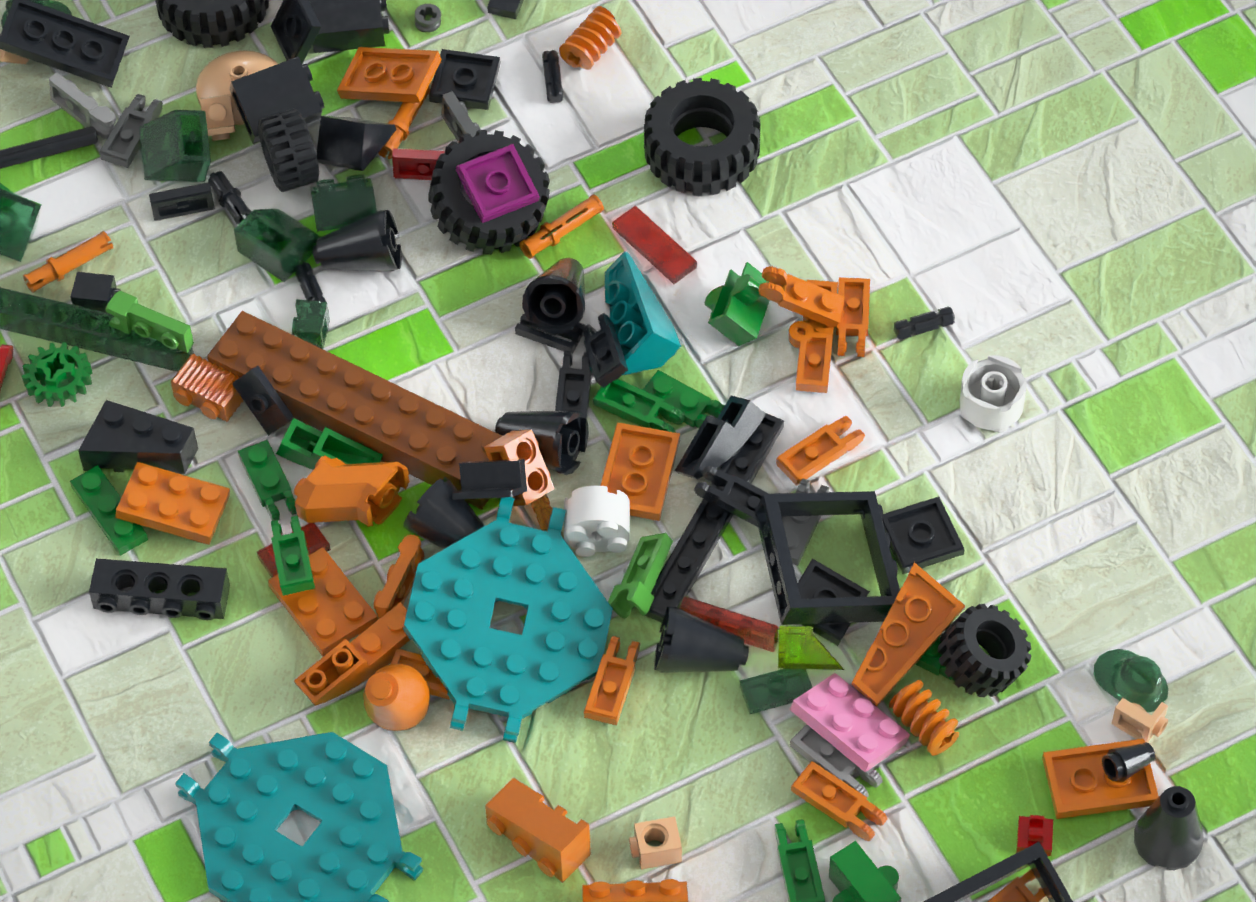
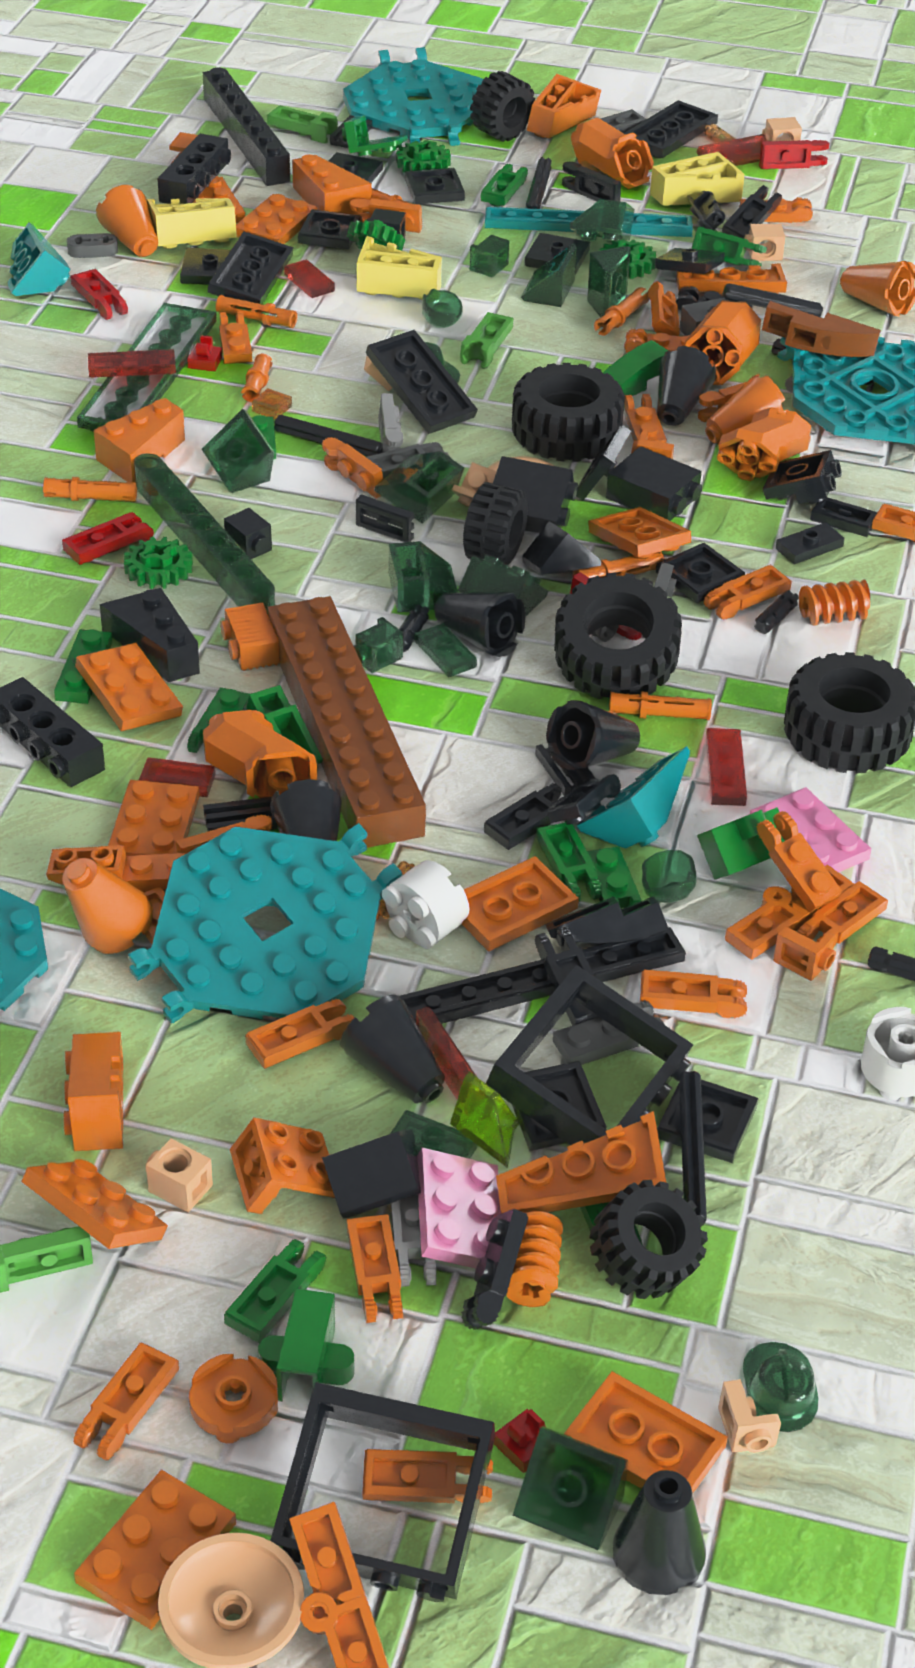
camera: 40 degrees right, 15 degrees down
(57, 267) = (261, 506): orange pin -> none
(98, 166) = (352, 464): none -> orange hinge
(148, 323) = (248, 557): bright green plate -> none
(229, 196) = (426, 531): black axle -> none
(263, 400) = (274, 658): black plate -> none
(292, 558) = (159, 768): green hinge -> none
(357, 290) = (445, 650): none -> clear green plate
(383, 523) = (233, 812): none -> black tile
(435, 20) = (720, 523): dark grey bush -> none
(491, 479) = (366, 808): black panel -> none
(497, 183) = (619, 620): magenta plate -> none
(516, 70) = (747, 591): none -> orange hinge
(523, 445) = (398, 822): orange brick -> none
(557, 432) = (465, 829): black cone -> none
(641, 576) = (417, 976): bright green plate -> none
(708, 783) = (278, 1157): none -> orange bracket
(719, 369) = (669, 876): none -> clear green hair
(761, 251) = (822, 829): none -> bright pink plate
(775, 739) = (374, 1173): none -> black slope
(858, 365) = (803, 954): none -> orange bracket
(918, 744) = (495, 1269): none -> black hinge
(937, 560) = (692, 1141): none -> black axle
(1095, 843) = (572, 1488): none -> clear green slope
(1126, 761) = (682, 1437): black cone -> none

